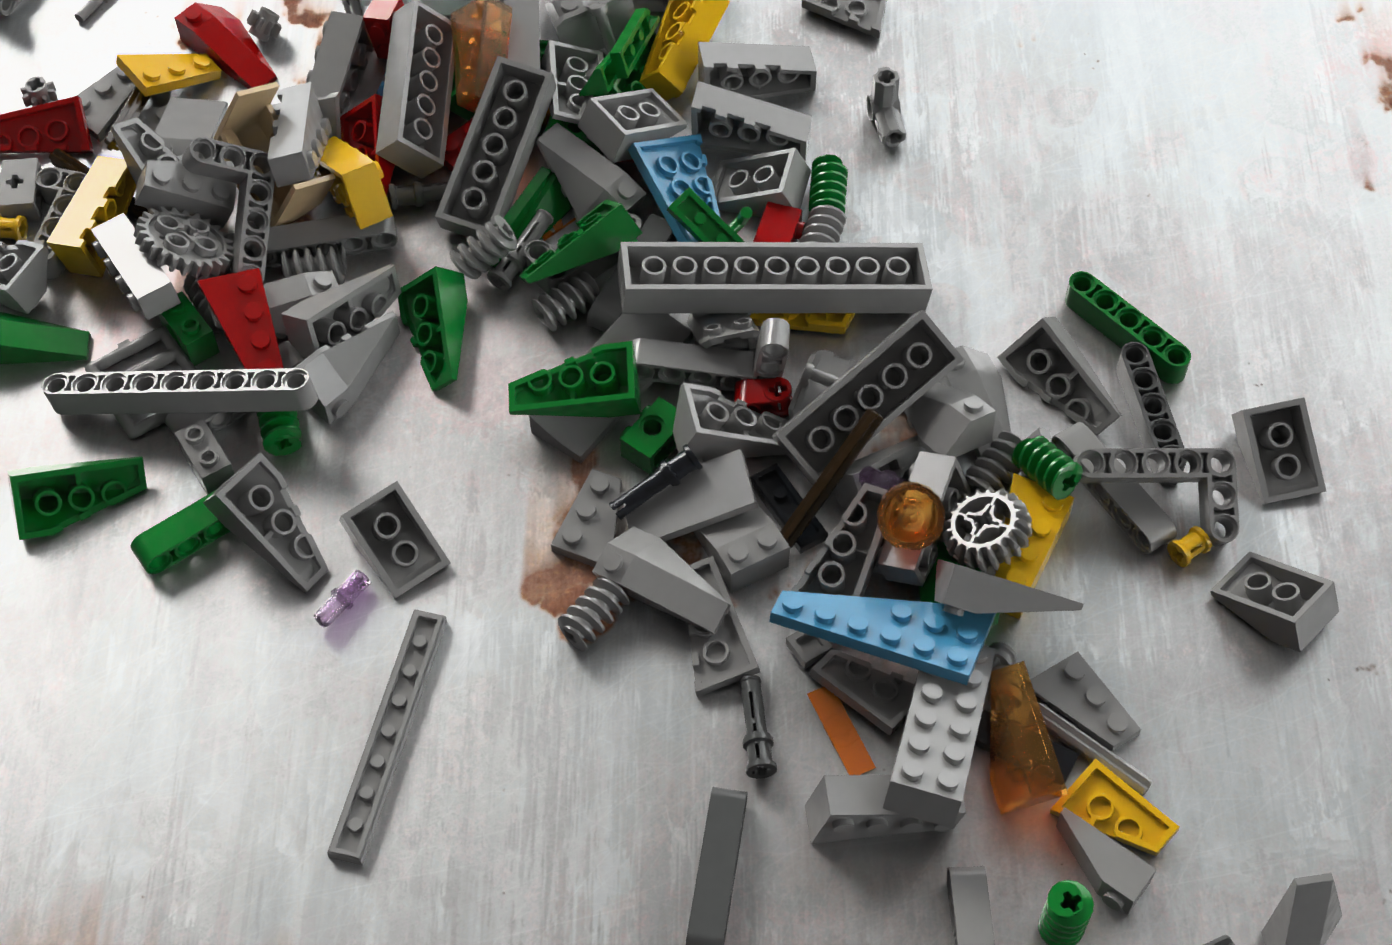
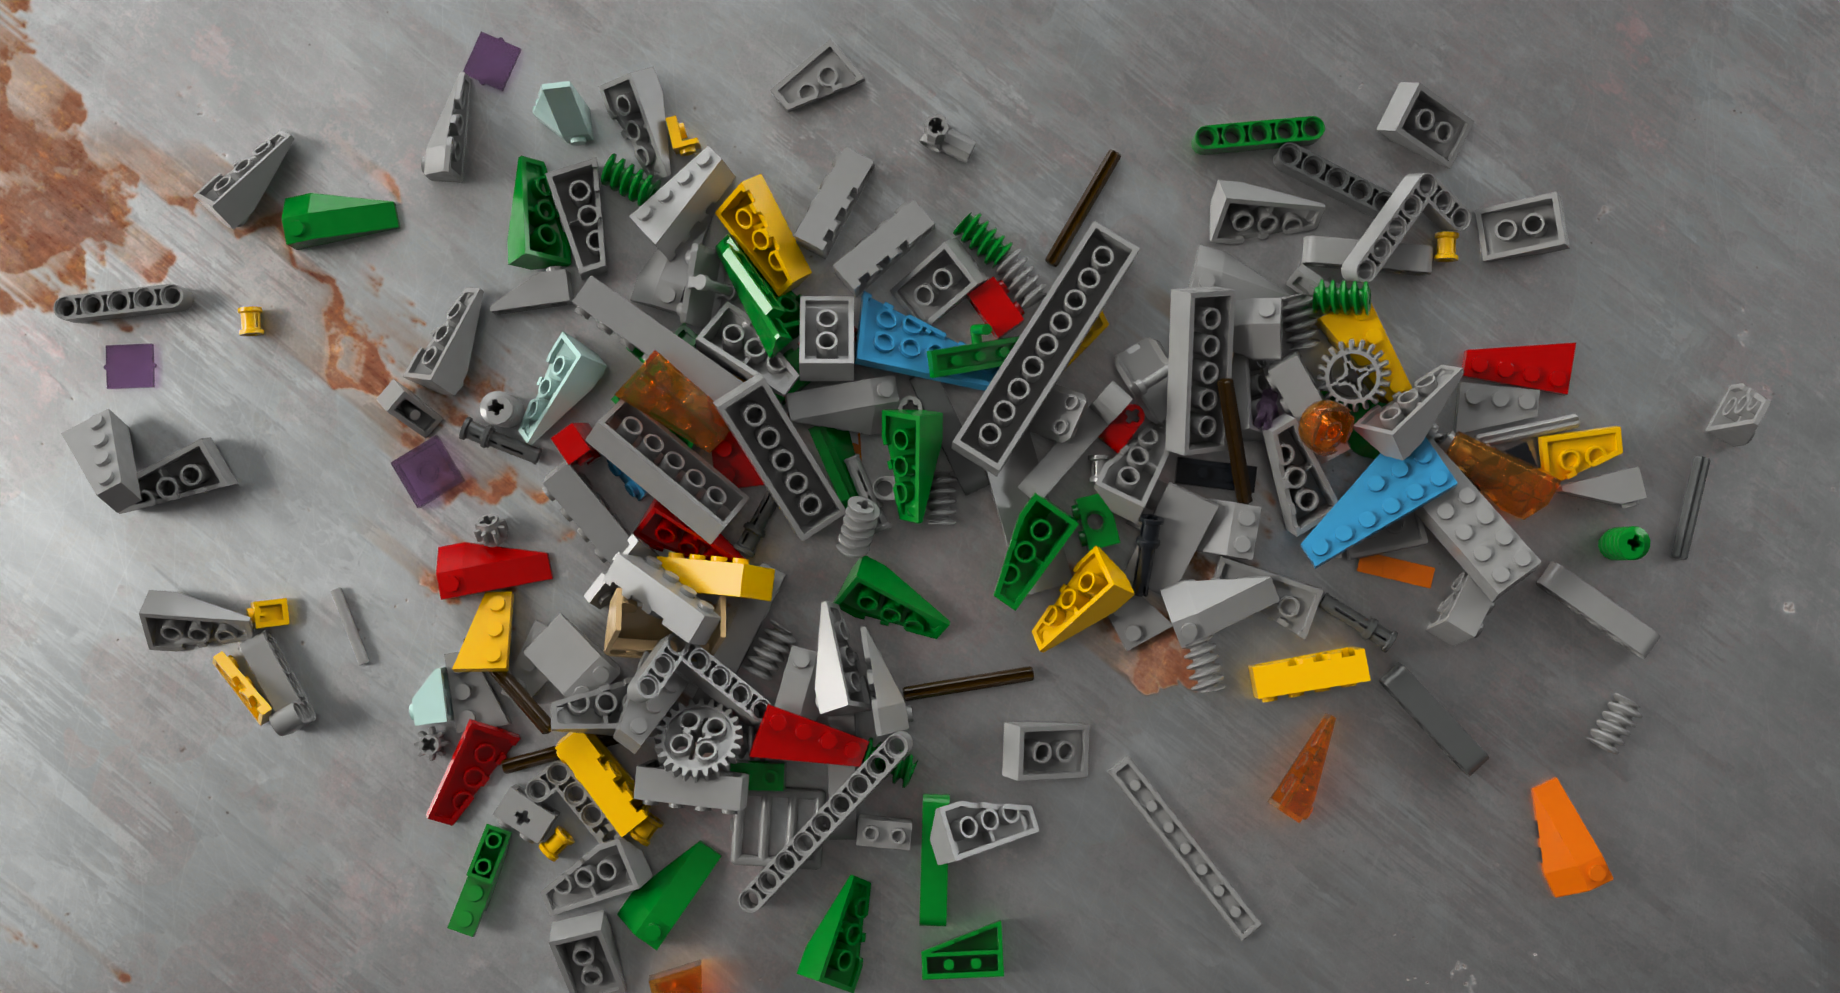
camera: 50 degrees left, 30 degrees up
(71, 281) = (646, 829): none -> yellow bush
(79, 70) = (432, 700): none -> light aqua slope
(126, 602) = (966, 956): none -> green wedge
(342, 598) = (1065, 814): clear purple axle -> none
(410, 440) = (968, 683): none -> dark brown axle
(538, 784) = (1300, 783): none -> clear orange wedge
(587, 469) = (1090, 596): none -> yellow wedge
(664, 712) = (1309, 672): none -> yellow wedge
(959, 242) = (1083, 208): none -> dark brown axle
(1164, 715) = (1527, 367): none -> red wing

